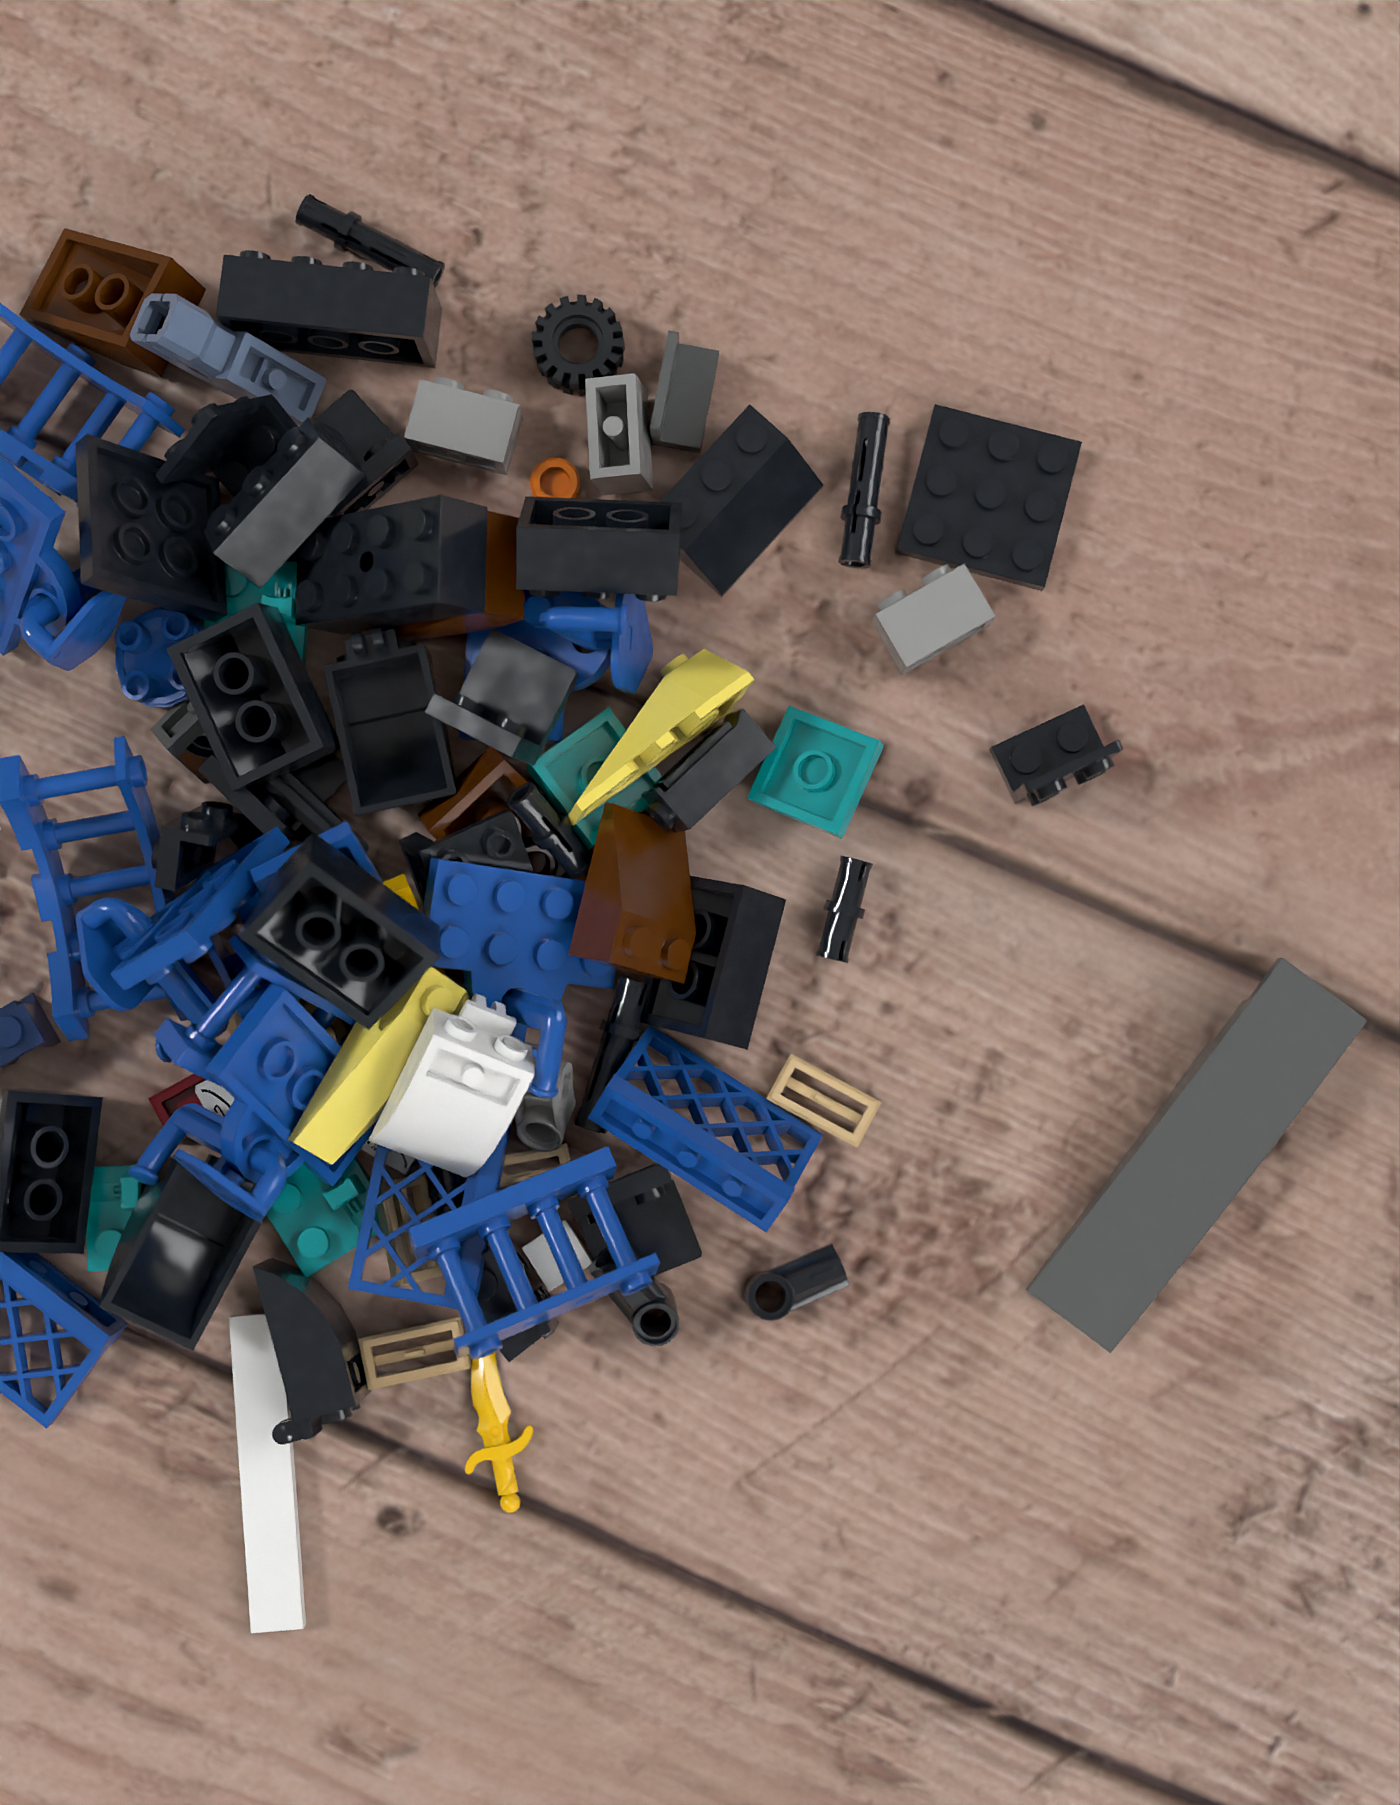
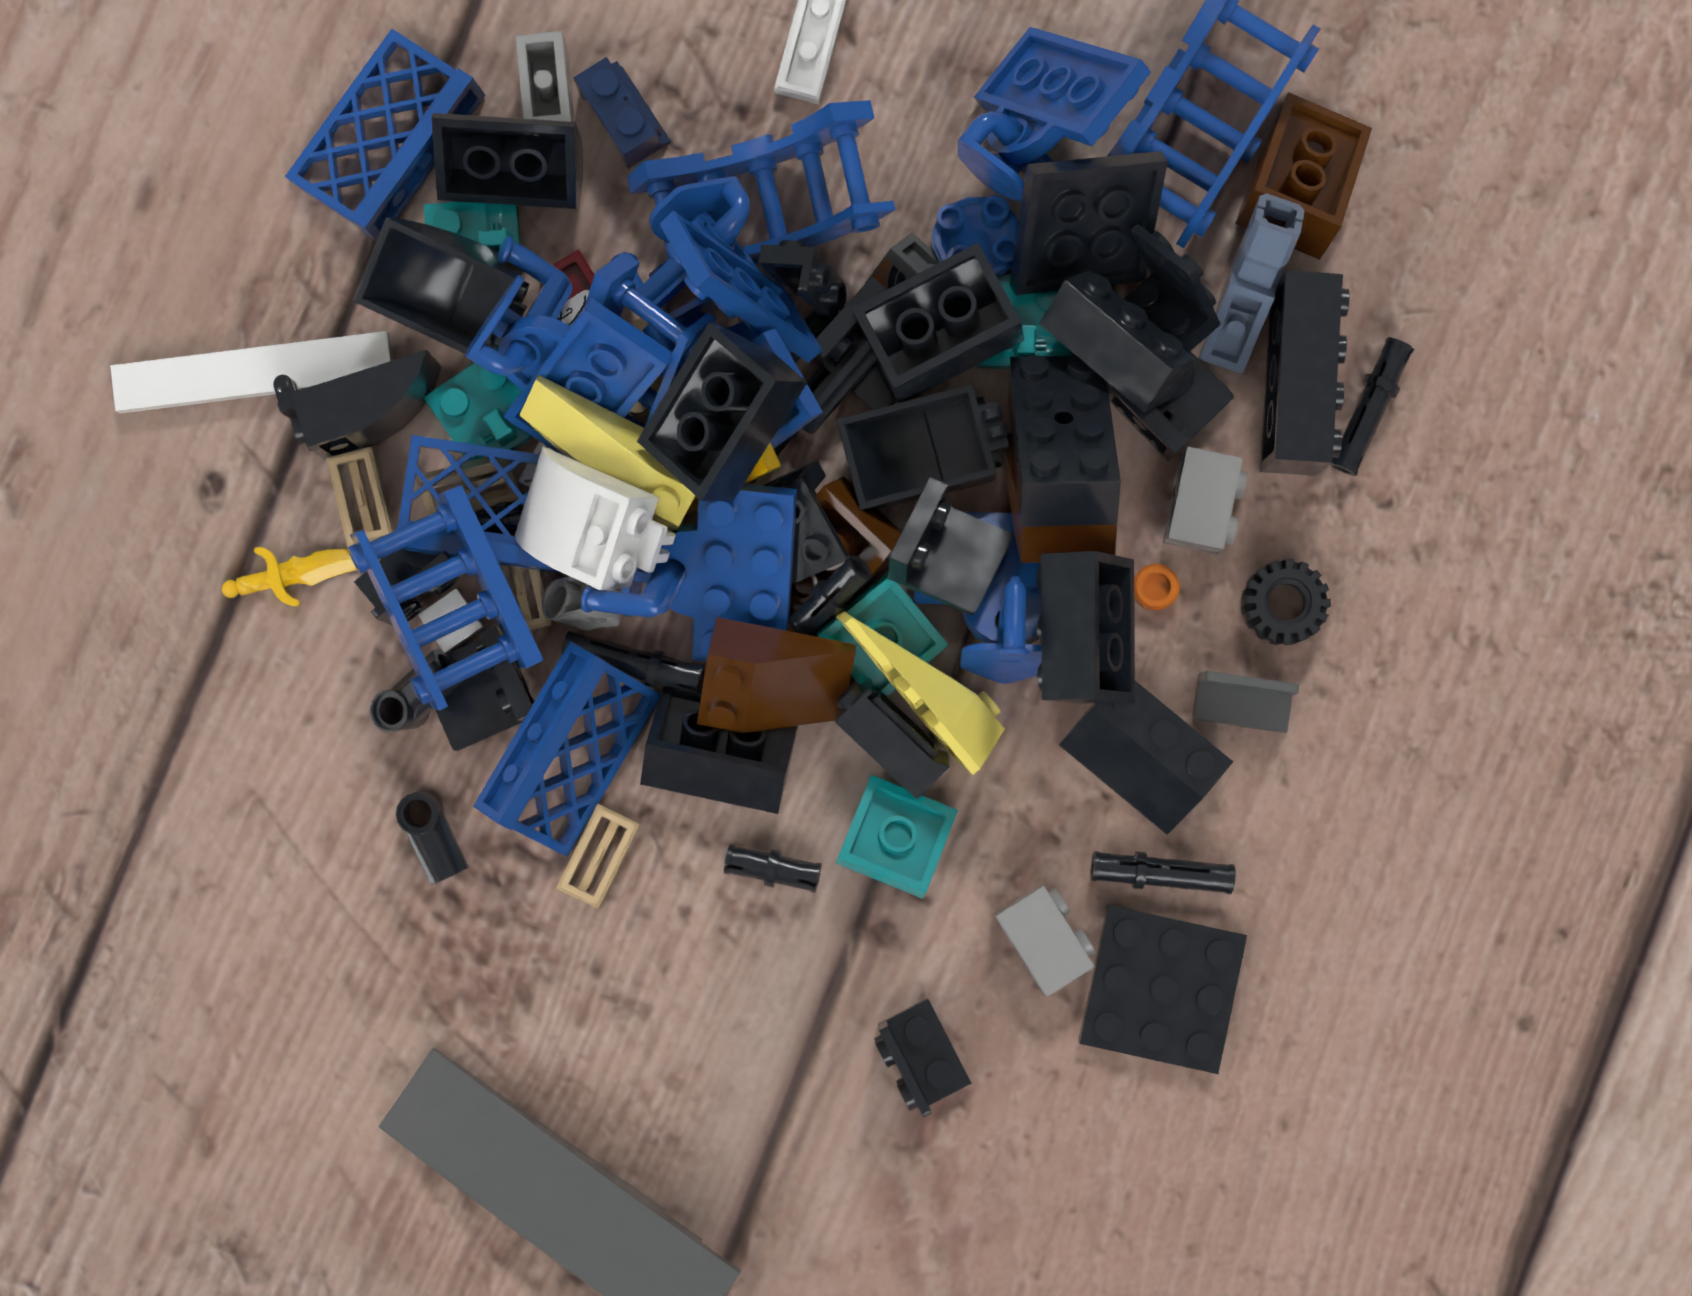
camera: 85 degrees right, 0 degrees up
(619, 434) = (1201, 642): light grey brick -> none

